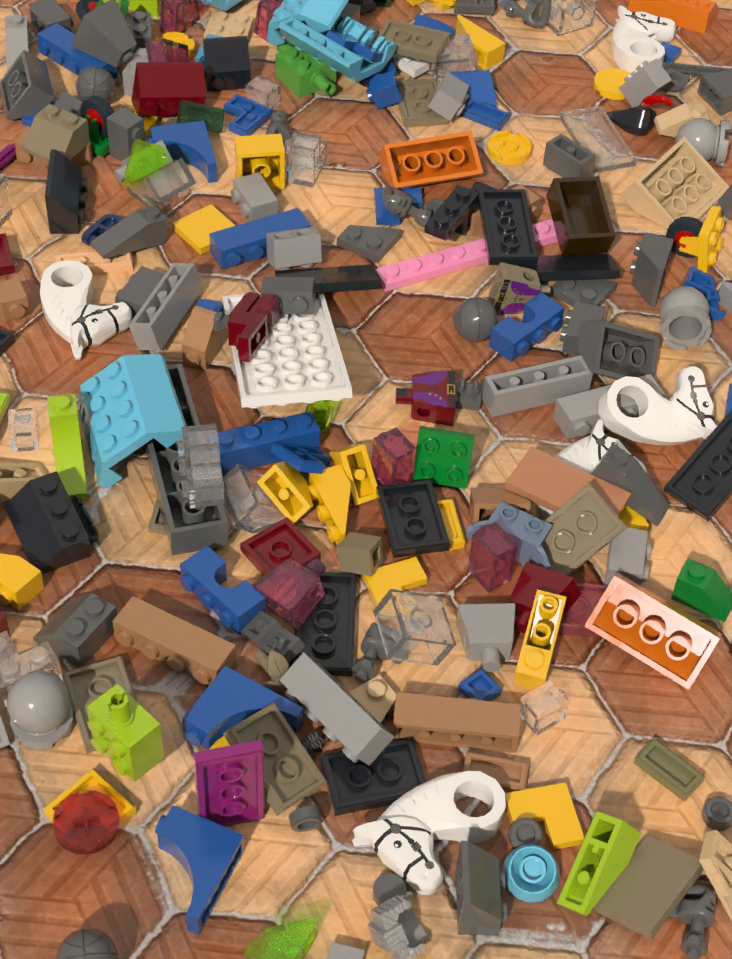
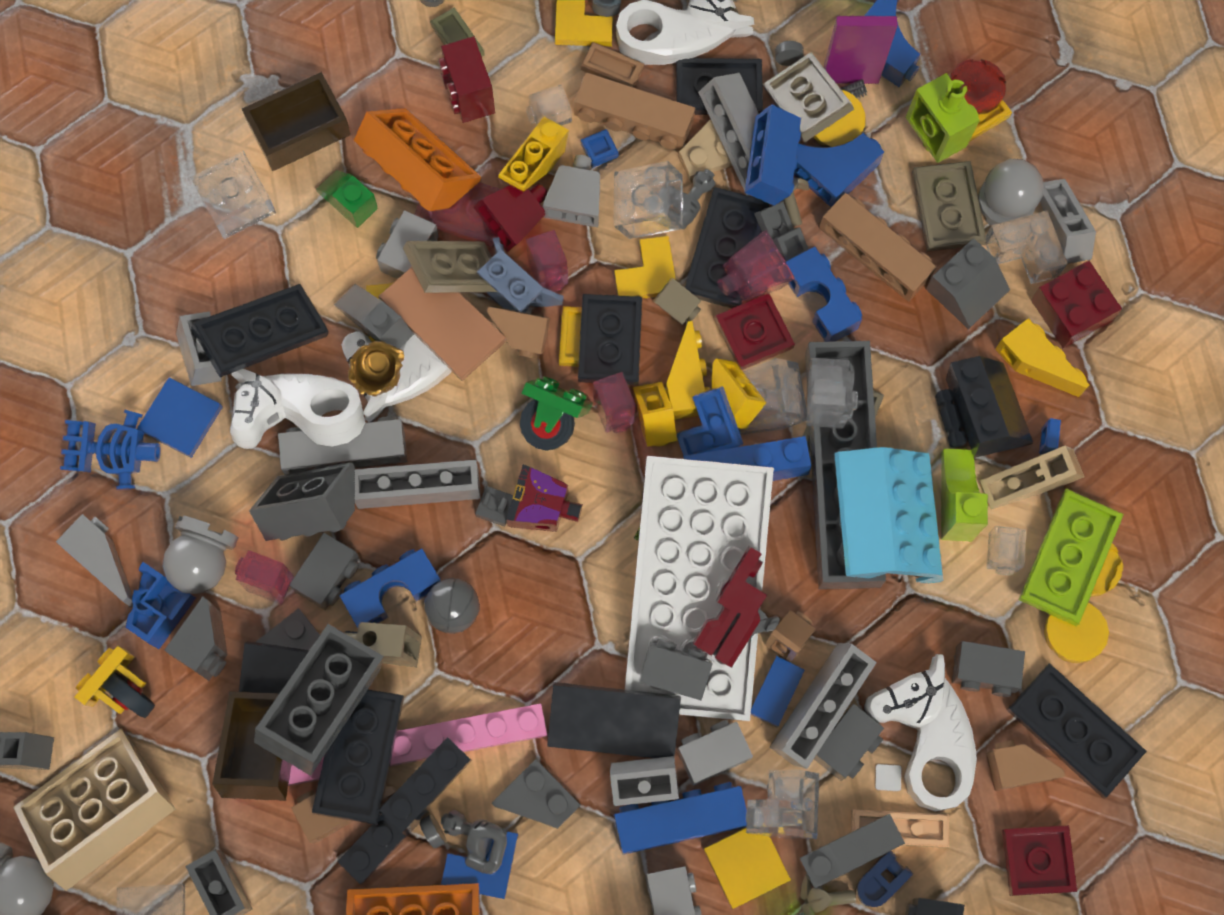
camera: 165 degrees left, 25 degrees up
(33, 353) = (988, 668): none -> dark grey brick
(106, 290) = (888, 777): none -> white sticker
(185, 238) = (790, 806): none -> clear brick
(243, 273) = (714, 752): none -> light grey brick
(299, 667) = (773, 155): none -> blue brick
(547, 223) = (318, 699): none -> dark grey brick
(606, 424) = (375, 368): none -> pearl gold hair
(627, 304) = (263, 576): none -> clear pink brick
(636, 703) = (466, 80): none -> dark red brick

